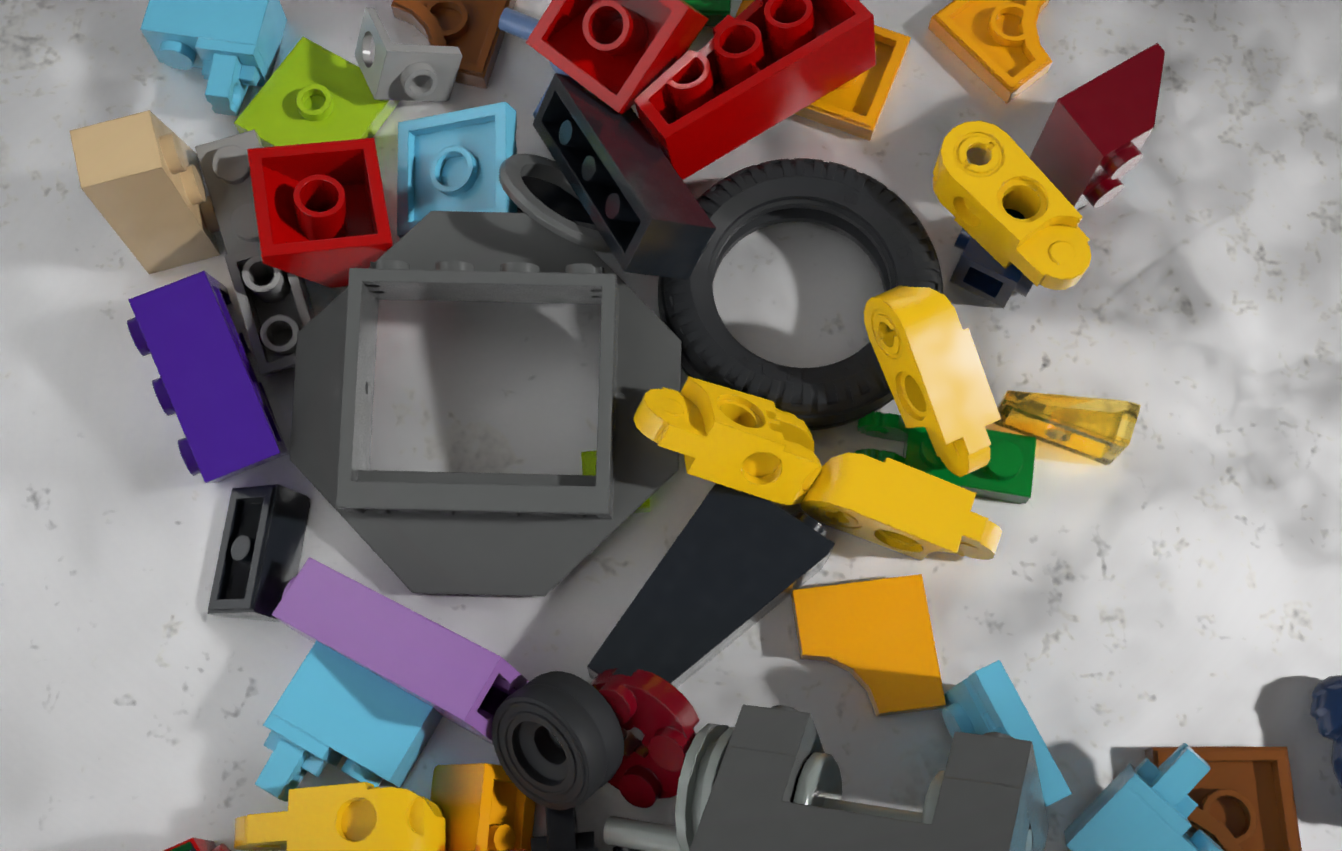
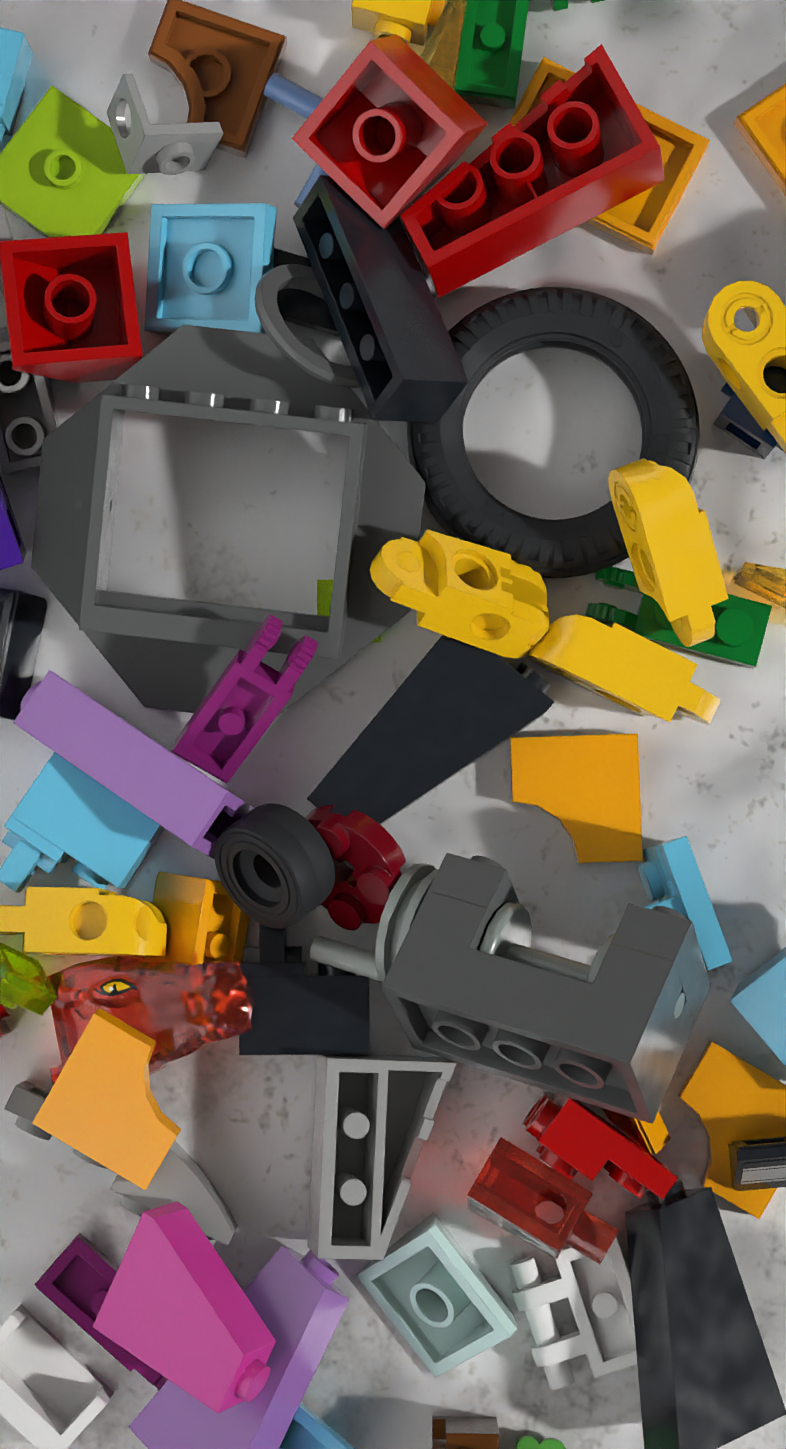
camera: 10 degrees right, 15 degrees up
(512, 569) = (242, 703): none -> magenta hinge

